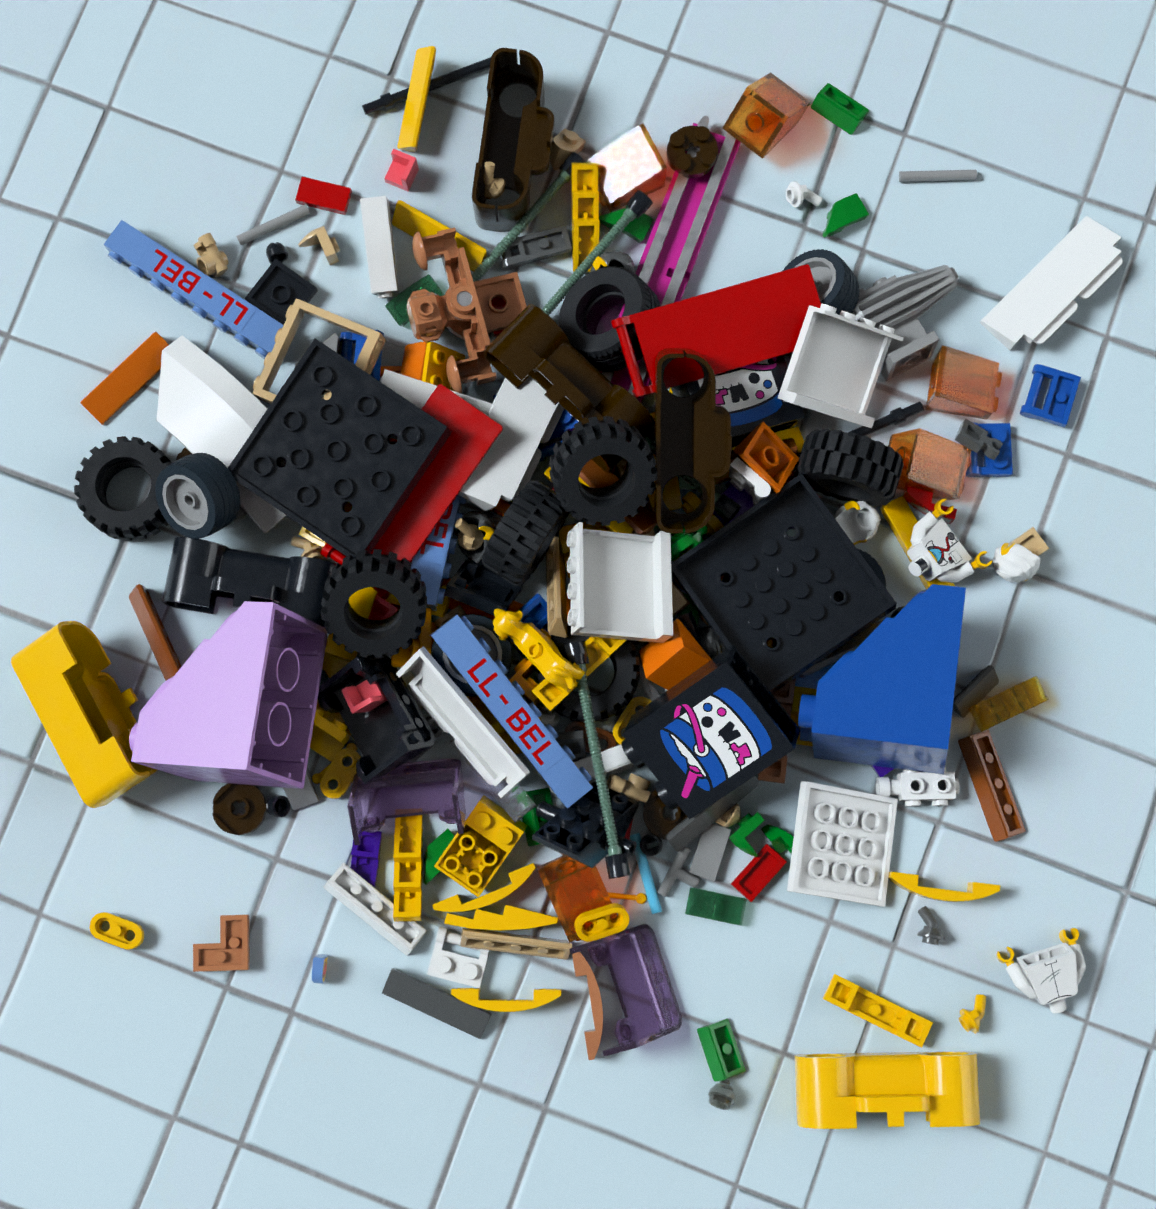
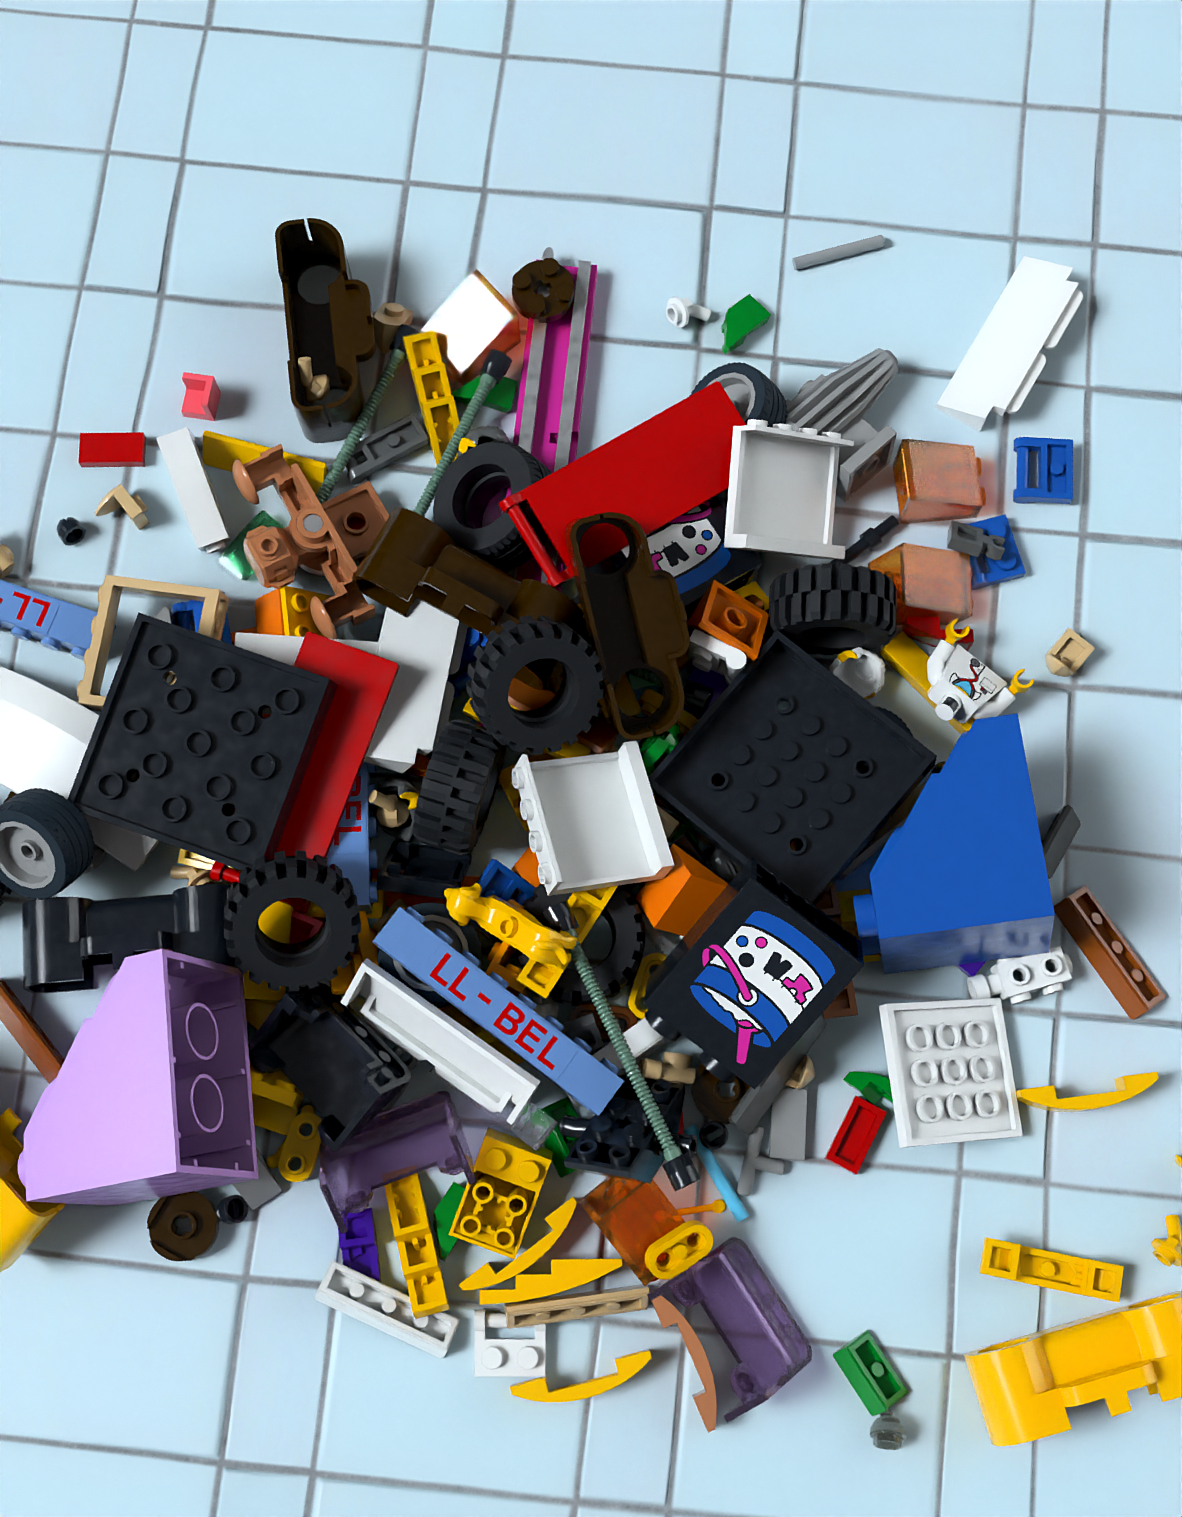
camera: 15 degrees left, 5 degrees down
(118, 930) = (63, 1427): yellow plate -> none
(231, 952) = (217, 1410): nougat plate -> none
(273, 224) = (58, 498): light grey bar -> none
(279, 290) = (83, 572): black plate -> none
(319, 968) = (335, 1406): medium blue tile -> none
(363, 697) = (307, 1042): coral panel -> none
(388, 100) = (164, 321): black bar -> none
(416, 99) = (198, 309): yellow slope -> none
(436, 1003) = (495, 1410): dark grey slope -> none
(556, 590) = (514, 848): tan slope -> none
(715, 906) = (814, 1191): clear green slope -> none
(747, 825) = (826, 1079): green plate -> none
(765, 114) = (618, 228): clear orange slope -> none
(839, 108) = (702, 204): green slope -> none
(931, 933) = (1087, 1154): dark grey plate -> none
(1008, 703) = (1101, 847): clear yellow beam -> none
(1015, 563) = (1061, 675): white hair -> none

